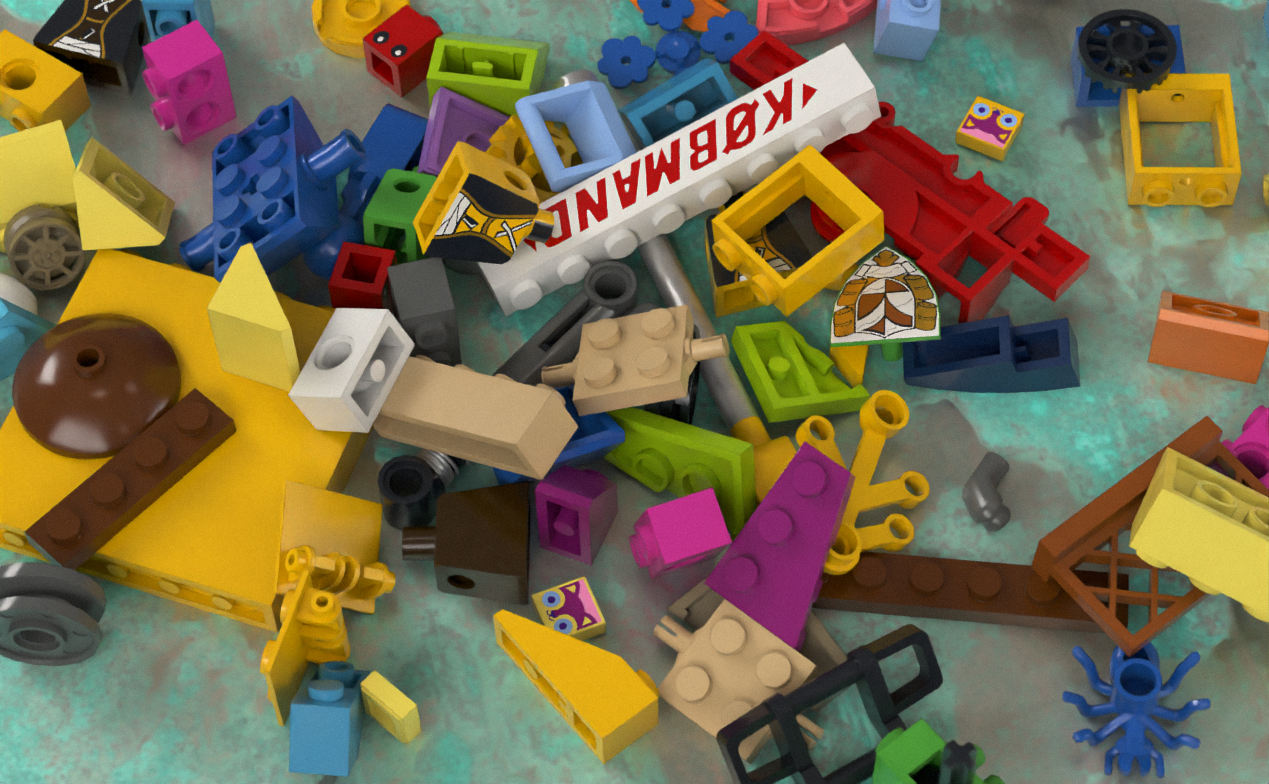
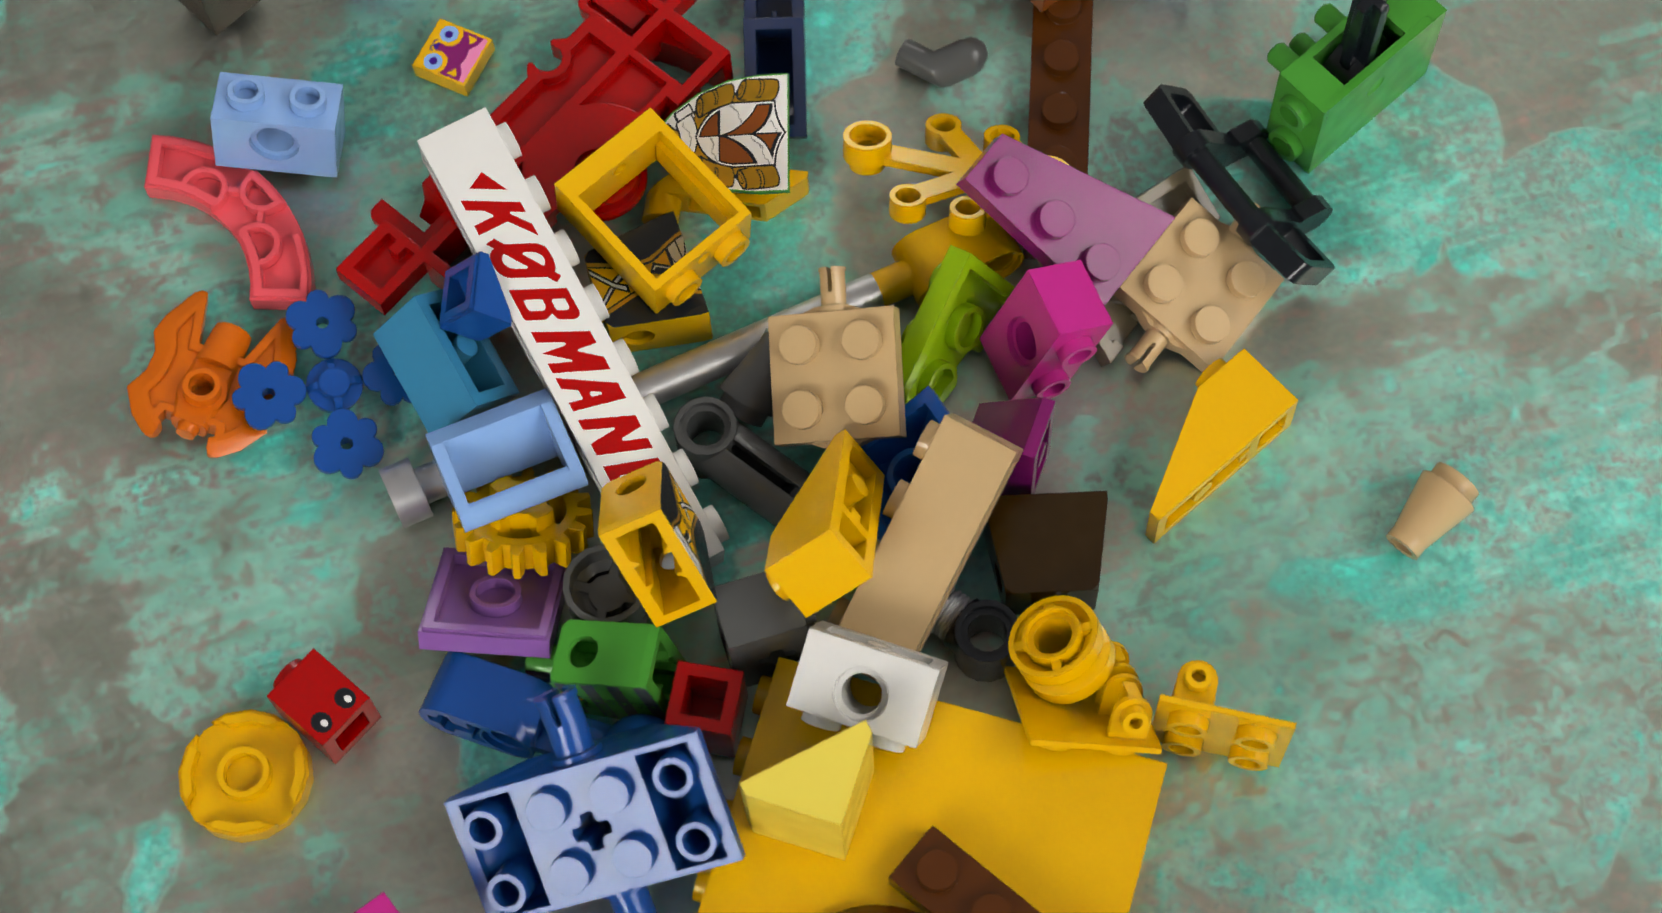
camera: 90 degrees left, 10 degrees up
(327, 720) = (1297, 686): dark azure slope -> none
(372, 519) = (1061, 649): none -> yellow wheel
(390, 707) = (1265, 633): light yellow tile -> none
(482, 331) = (829, 529): none -> yellow slope
(487, 69) = (368, 594): lime slope -> none
(570, 609) = (1120, 464): tile -> none
(709, 97) = (474, 300): none -> blue slope
(791, 375) = (798, 242): lime wing -> none

